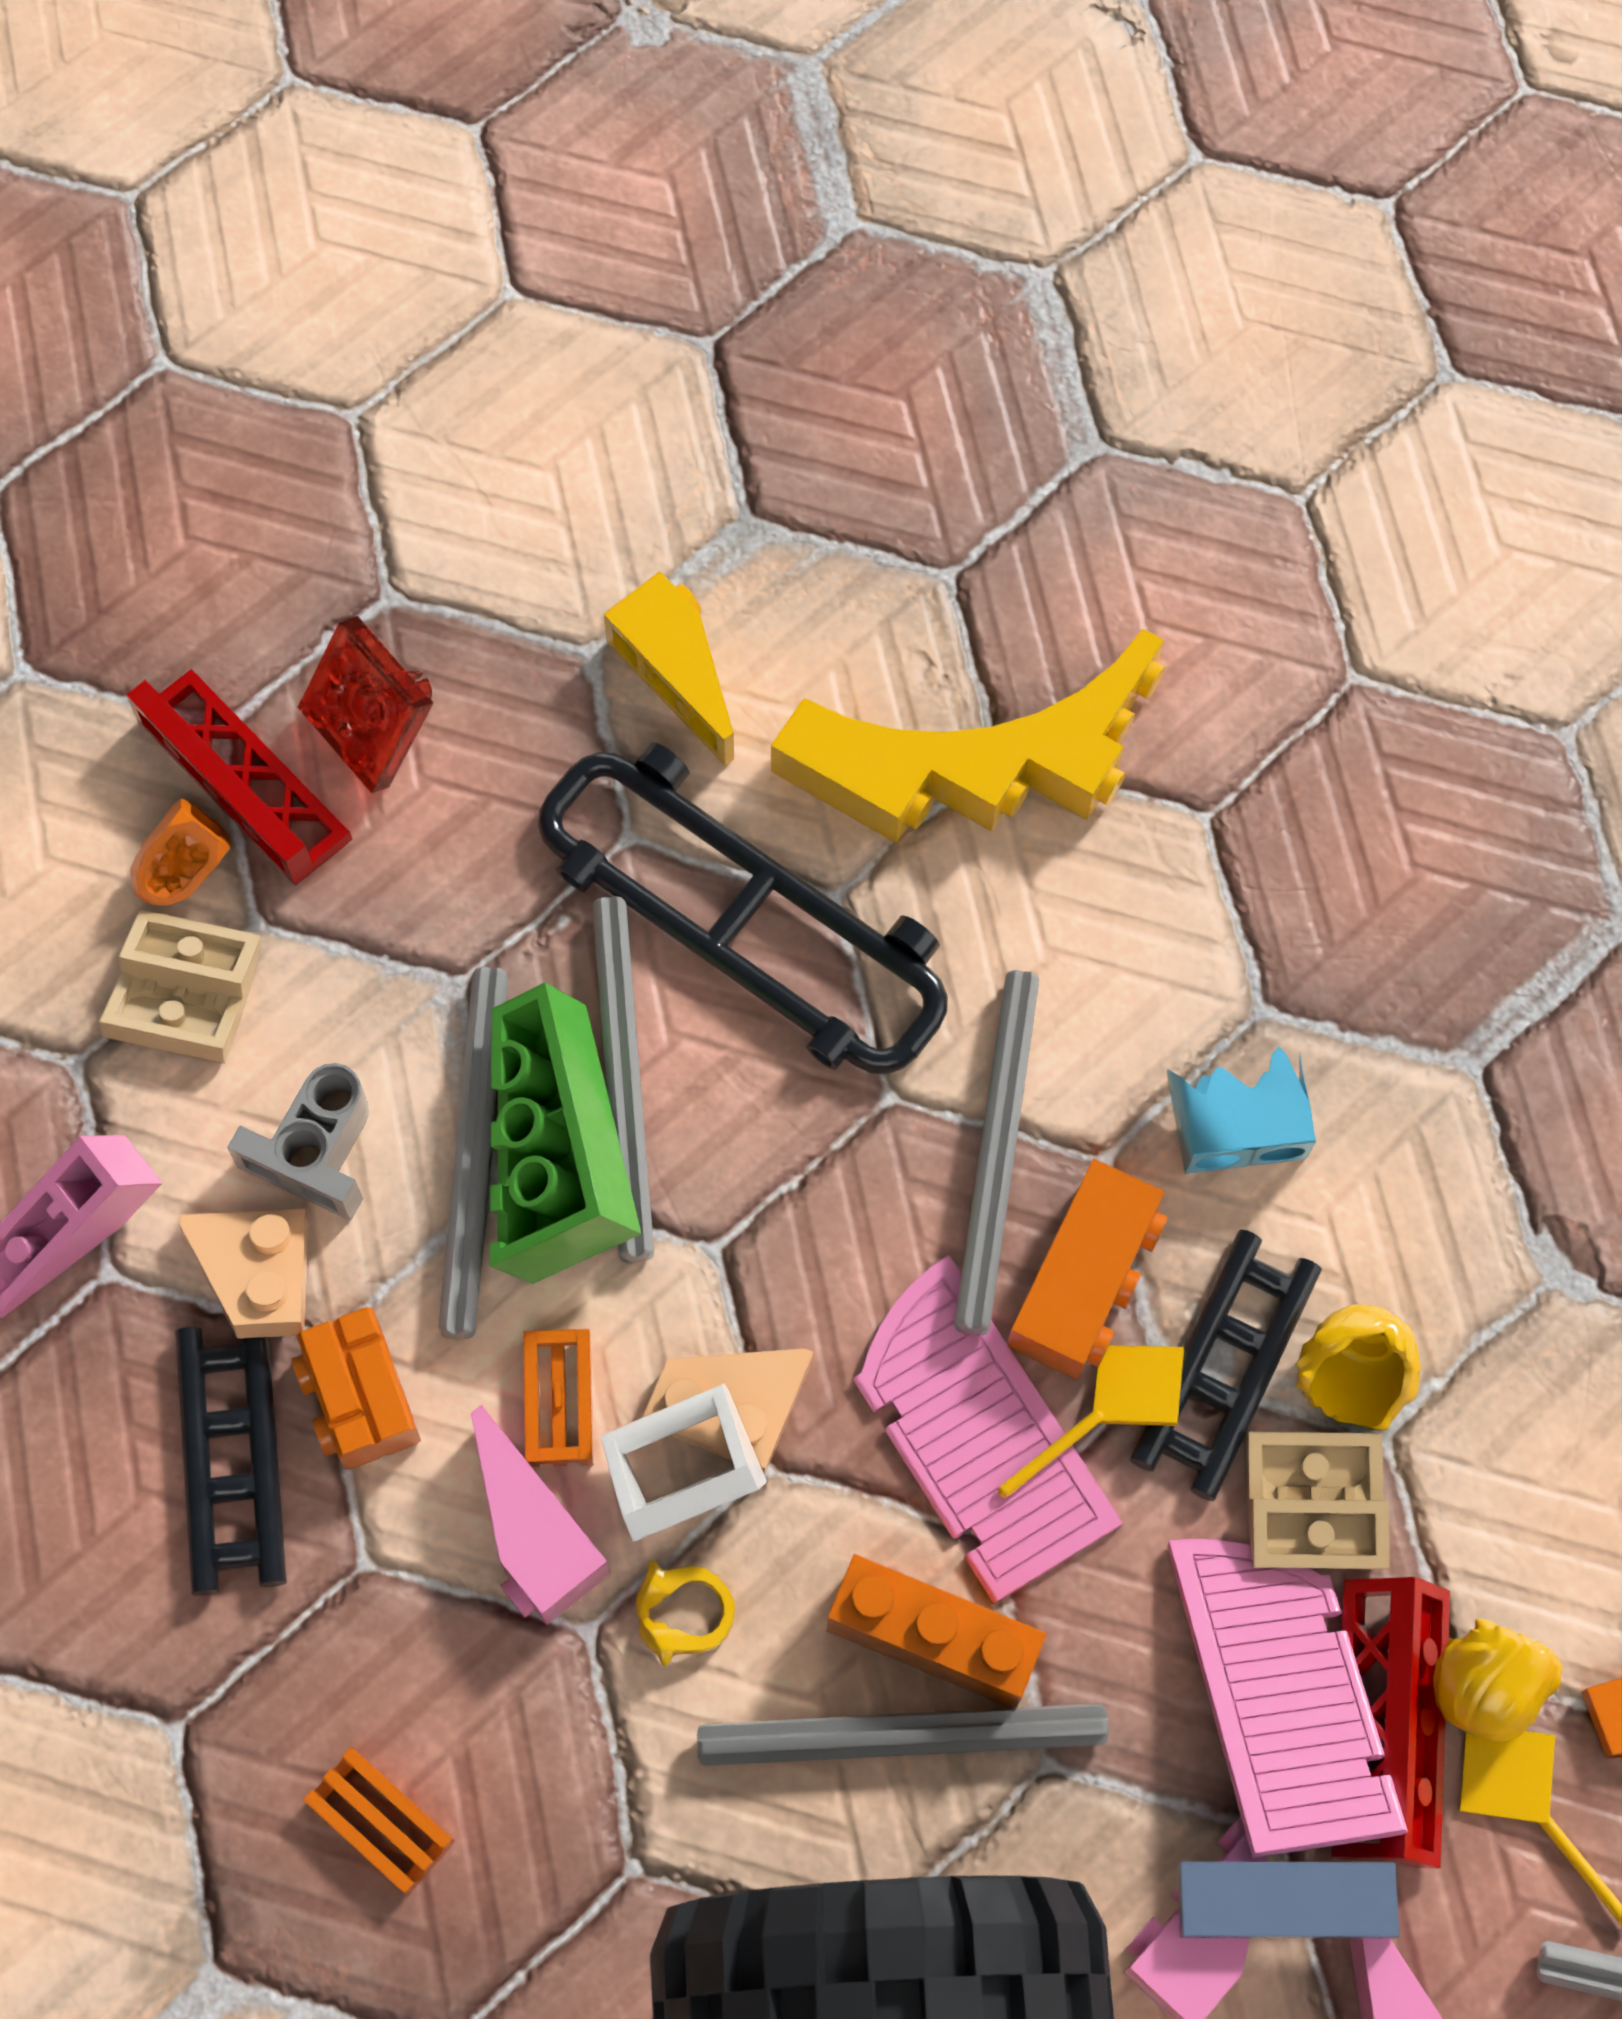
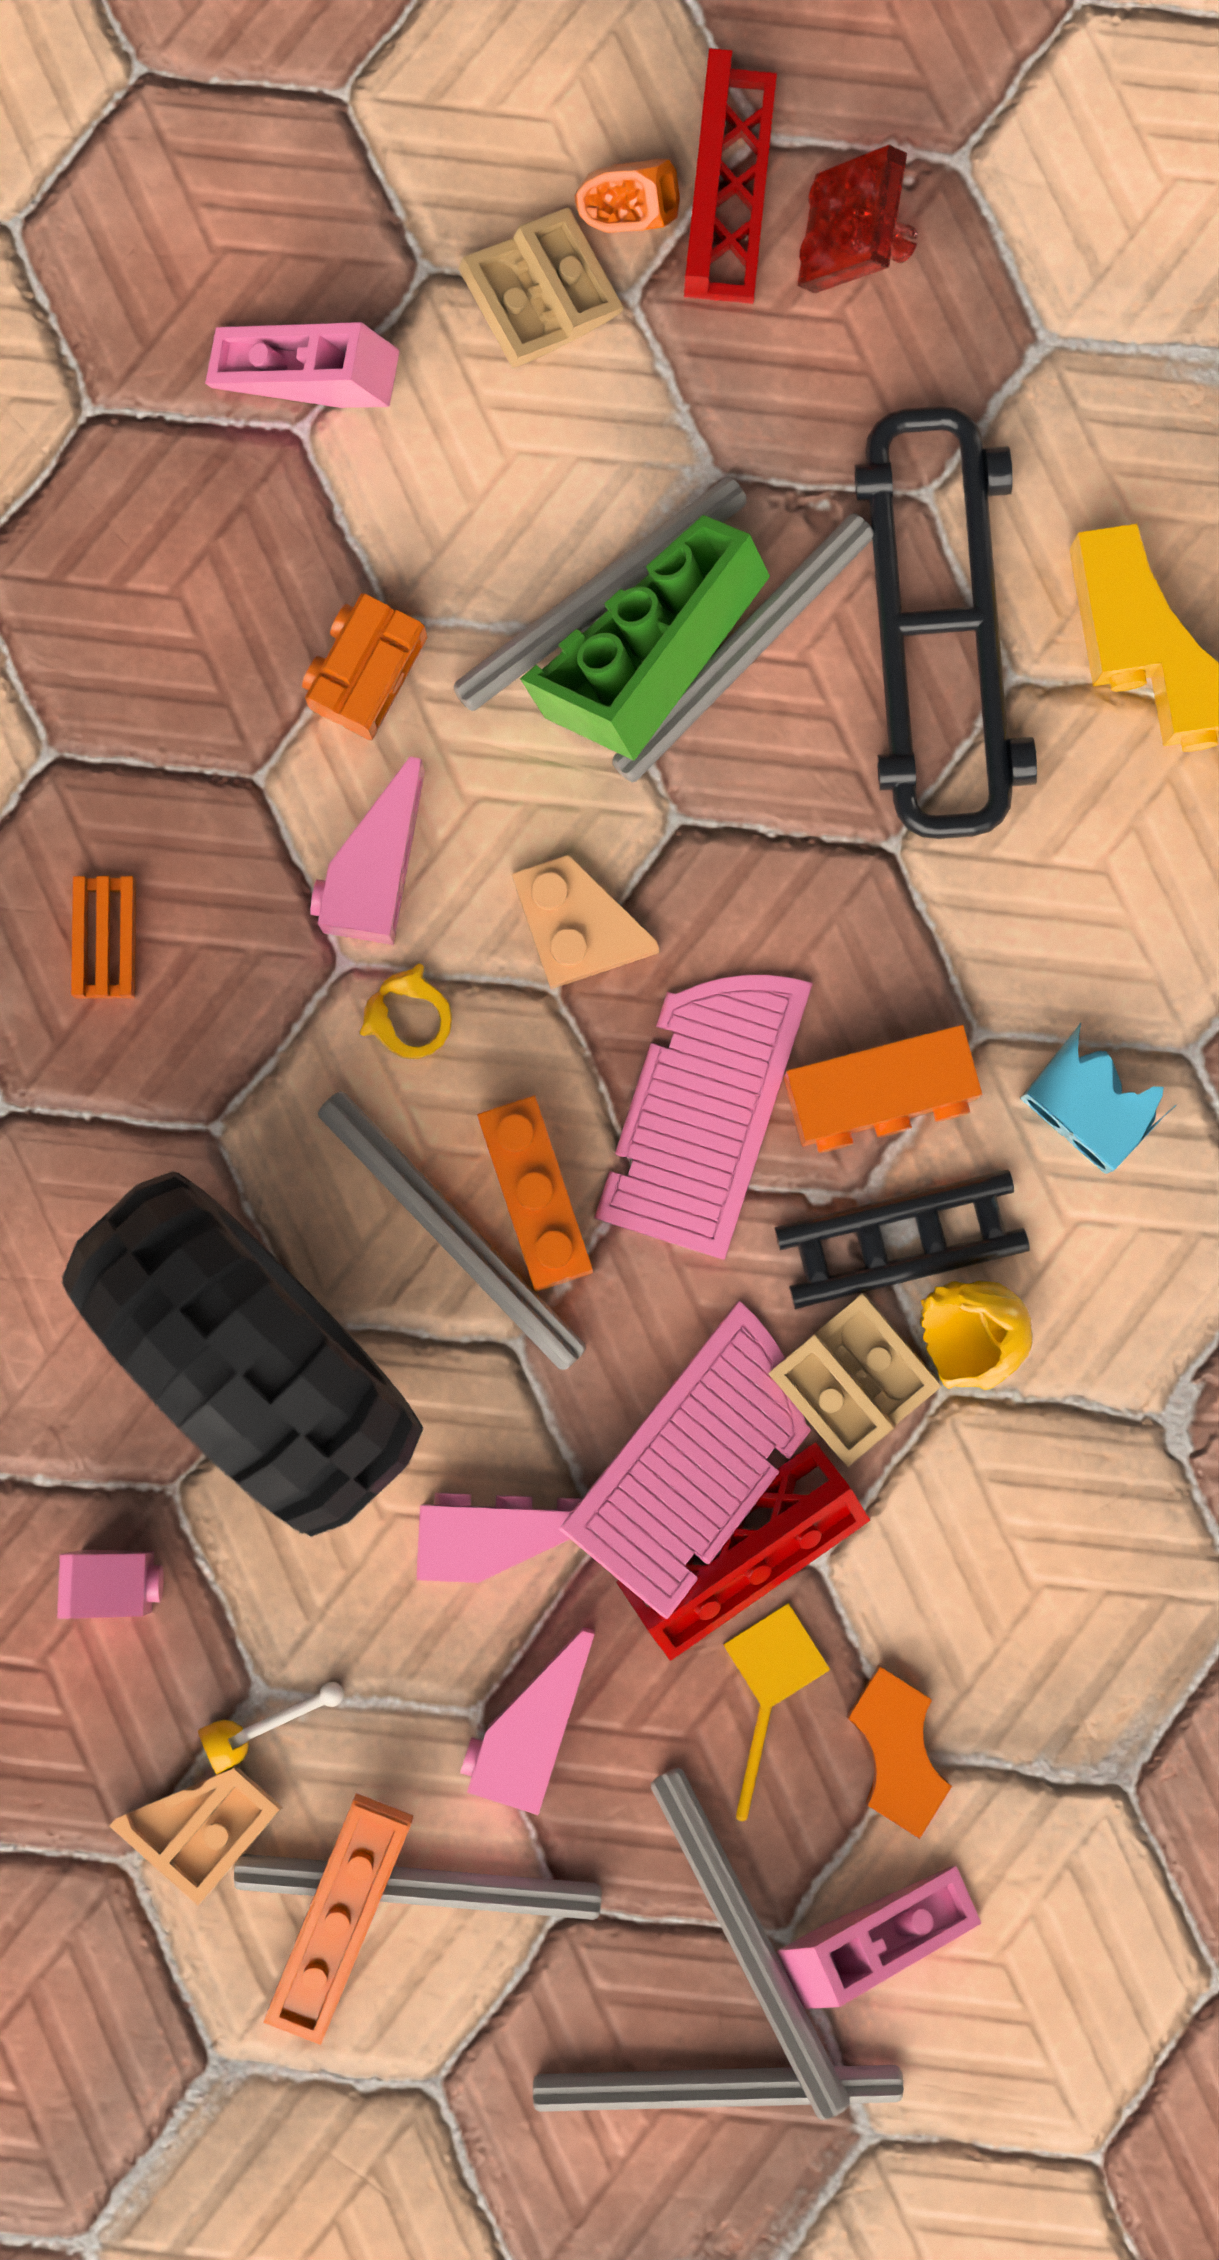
camera: 50 degrees right, 15 degrees up
(254, 1267) = (388, 522): light nougat wing -> none
(261, 1484) = (251, 586): black bar -> none
(312, 1126) = (516, 465): light grey tile -> none
(558, 1454) = (464, 787): orange tile -> none
(666, 644) = (1096, 389): yellow slope -> none
(697, 1498) = (522, 976): white tile -> none
(997, 1154) = (917, 952): light grey axle -> none
(1131, 1389) = (825, 1189): yellow piece -> none
(1288, 1900) = (550, 1574): sand blue tile -> none
(1494, 1681) = (824, 1600): yellow hair -> none

